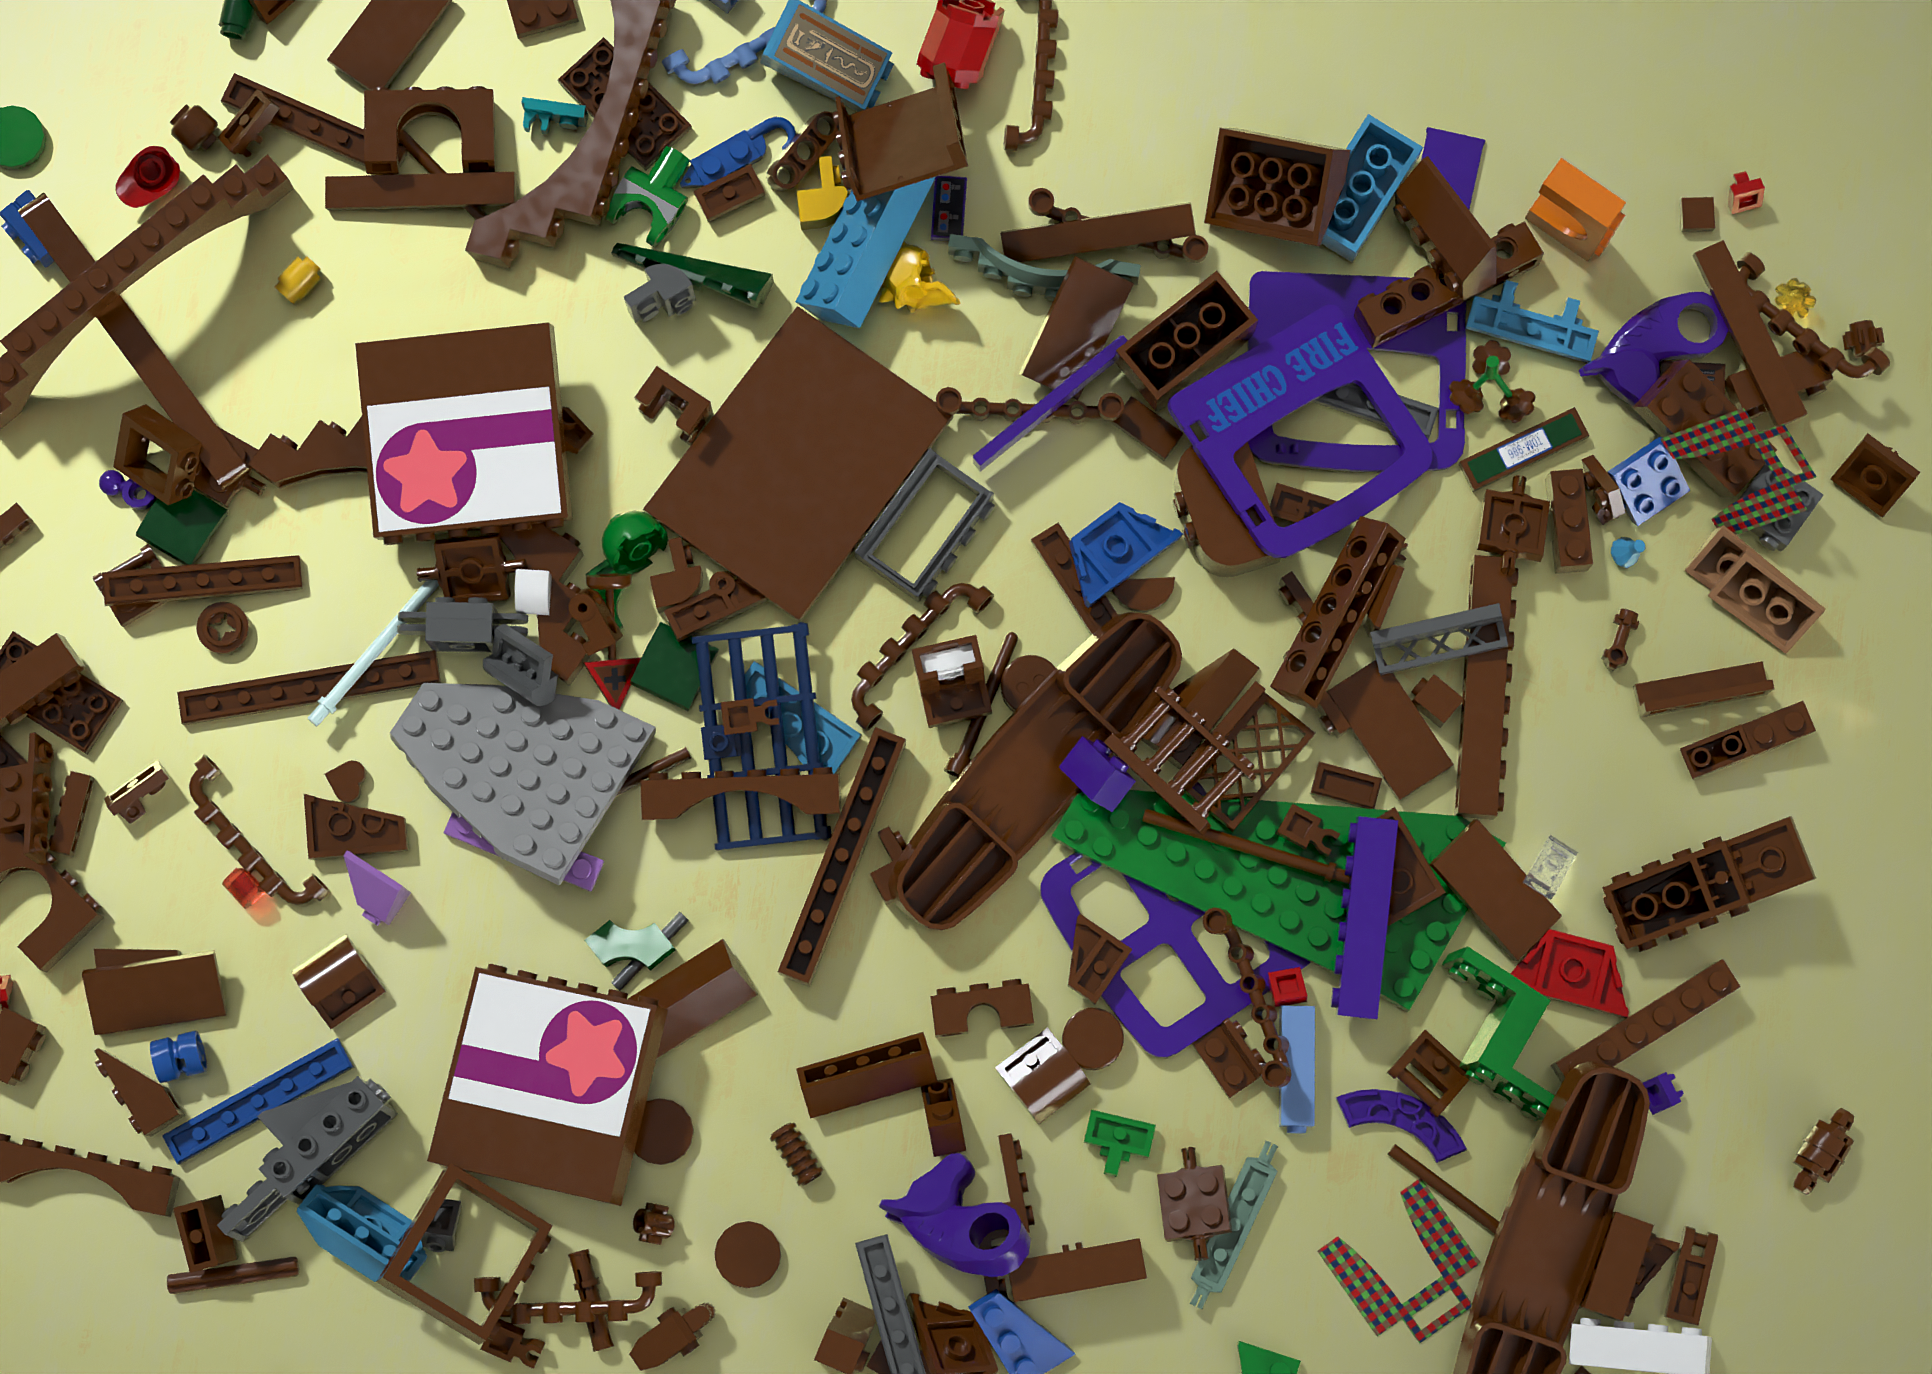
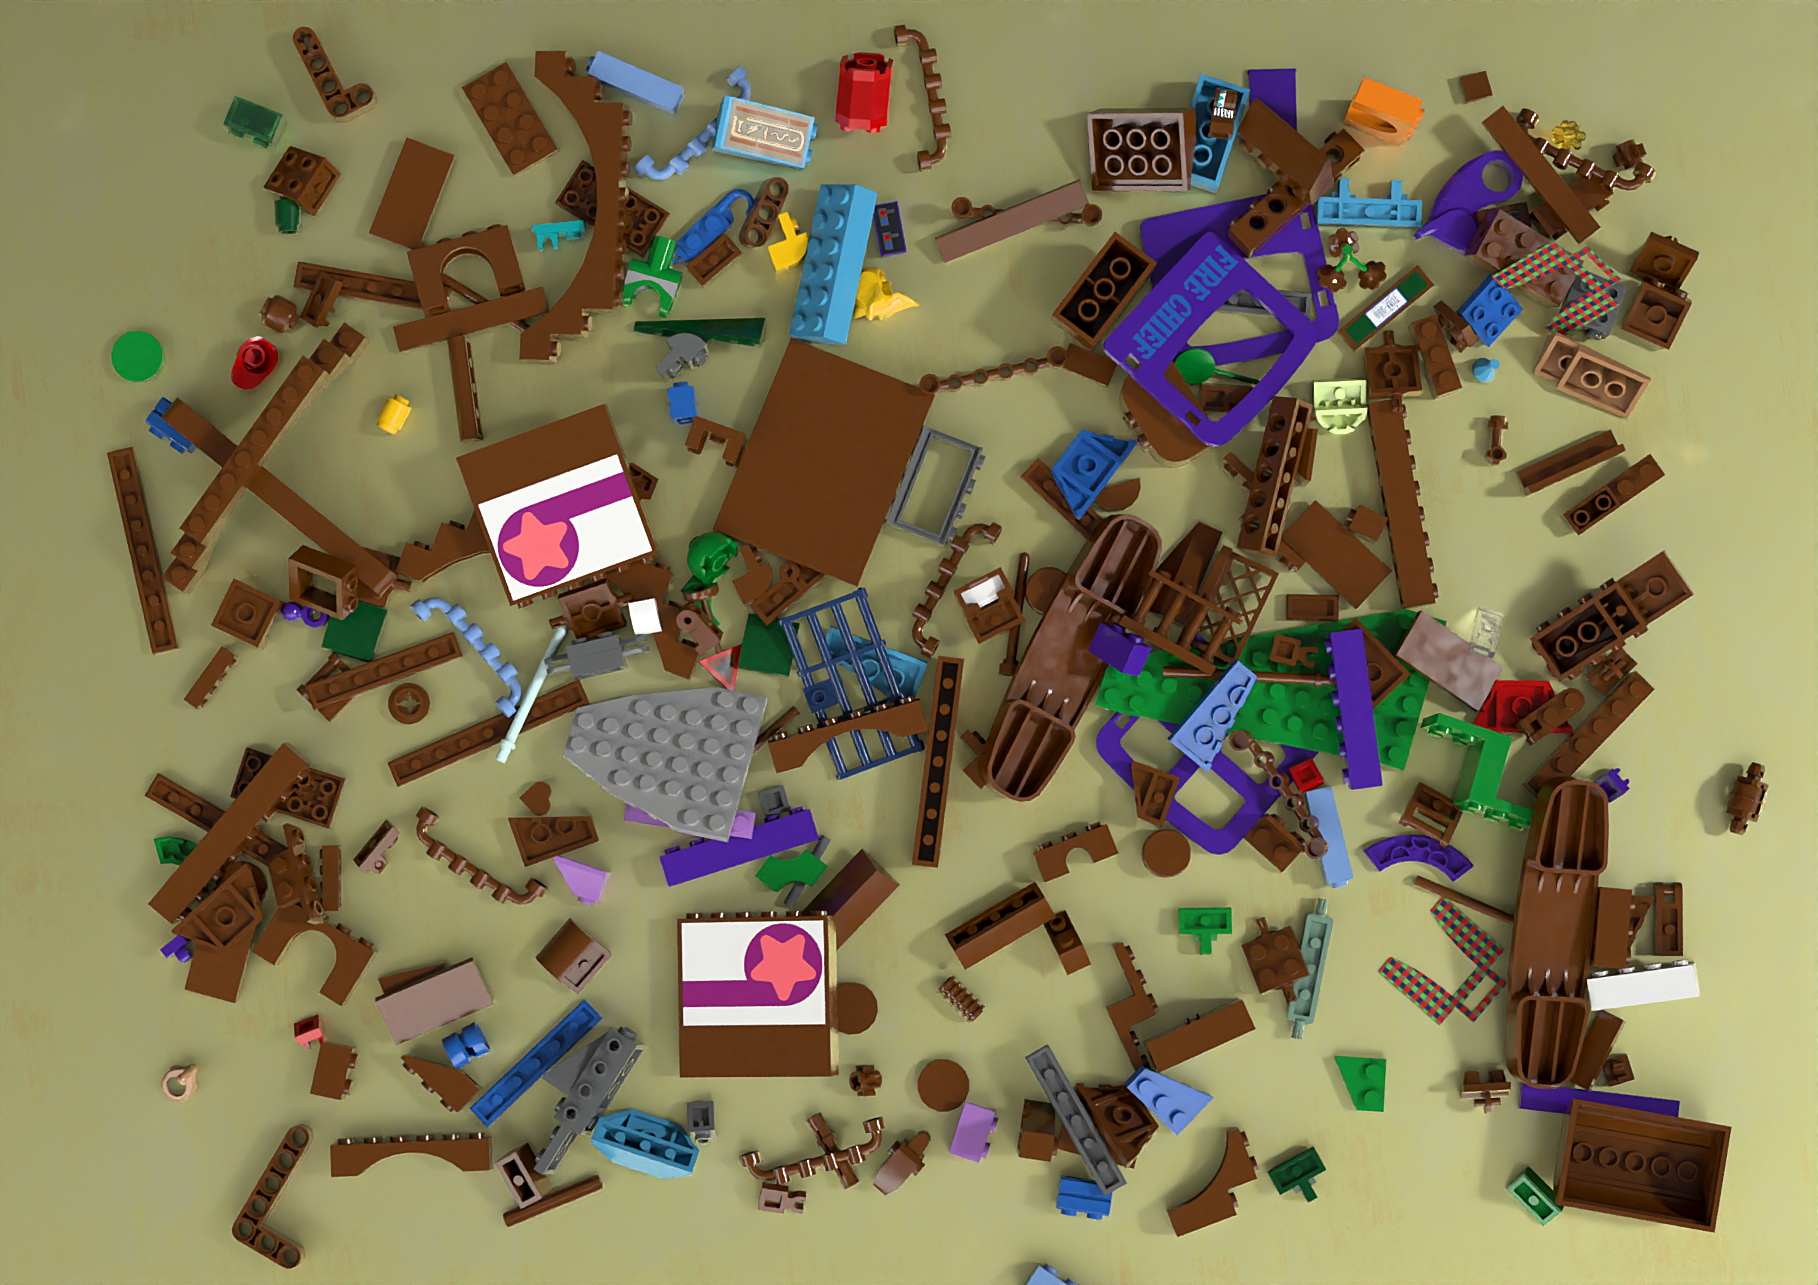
camera: 10 degrees left, 5 degrees up
(57, 470) = (247, 613): none -> reddish brown panel
(243, 887) = (480, 901): clear red brick -> none
(321, 565) = (472, 635): none -> medium blue bar
(391, 271) = (465, 389): none -> reddish brown brick
(392, 1281) = (687, 1133): reddish brown window -> none
(522, 666) = (652, 677): dark grey brick -> none
(548, 903) = (714, 855): none -> dark purple brick
(632, 856) = (774, 801): none -> dark grey tile
(646, 349) = (683, 403): none -> blue brick
(742, 715) = (833, 672): reddish brown plate -> none
(768, 1321) = (972, 1132): none -> medium lavender brick
(901, 139) = (841, 188): reddish brown panel -> none
(953, 1232) = (1098, 1030): dark purple animal -> none
(1022, 277) = (986, 270): sand green piece -> none
(1043, 1075) = (1135, 891): reddish brown brick -> none
(1047, 405) = (1008, 367): dark purple tile -> none
(1076, 323) = (1014, 301): reddish brown tile -> none
(1186, 887) = (1207, 723): none -> wing
(1279, 461) = (1199, 365): none -> green piece
(1382, 167) = (1223, 114): none -> reddish brown leg
(1436, 627) = (1354, 467): dark grey fence -> none
(1440, 548) = (1340, 403): none -> yellowish green slope
(1607, 987) = (1551, 714): none -> reddish brown plate
(1692, 952) = (1610, 671): none -> reddish brown hips
(1745, 193) = (1509, 61): red tile -> none
(1852, 535) = (1657, 312): none -> reddish brown plate

